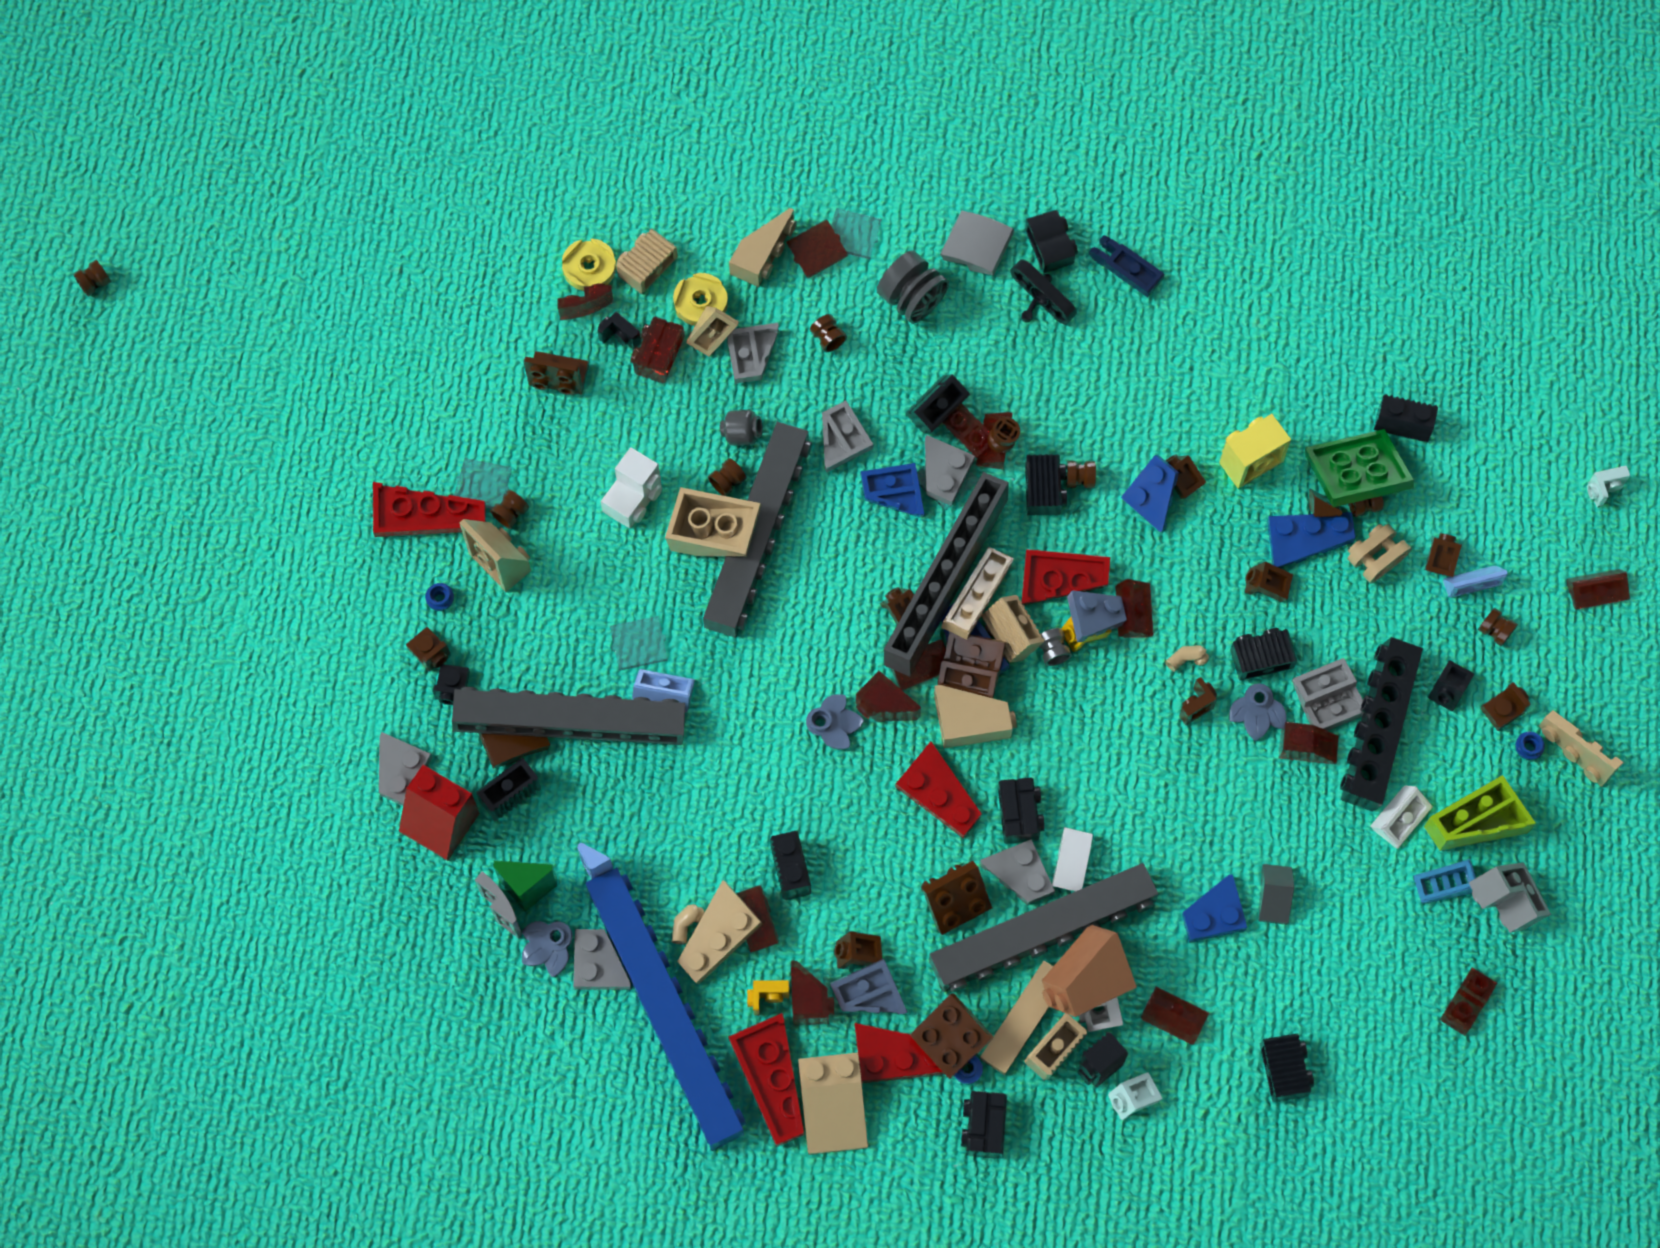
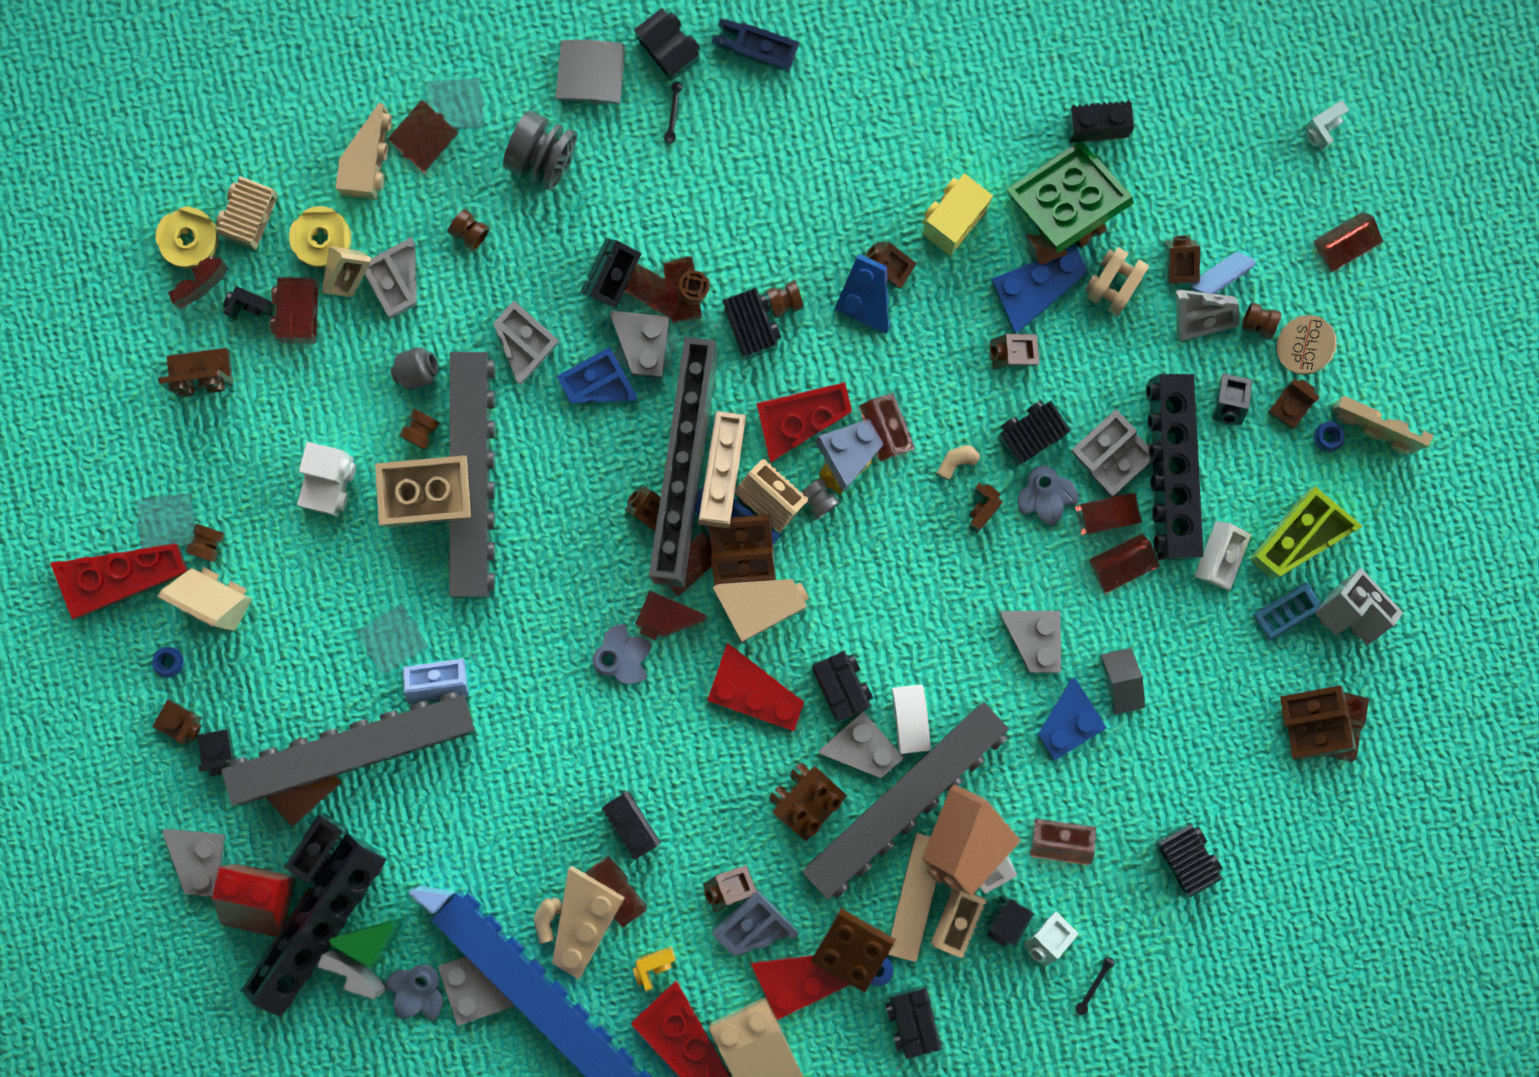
camera: 20 degrees left, 15 degrees up
(466, 853) = (264, 985): none -> black brick
(809, 998) = (696, 955): clear red slope -> none
(1043, 291) = (679, 106): black beam -> none
(1143, 1169) = (1081, 1007): none -> black hinge
(1208, 830) = (1037, 638): none -> light grey wing
(1309, 793) = (1124, 562): none -> clear red slope
(1443, 986) = (1318, 723): none -> reddish brown slope
(1448, 603) = (1204, 313): none -> light grey wing
(1532, 659) = (1306, 344): none -> tan piece

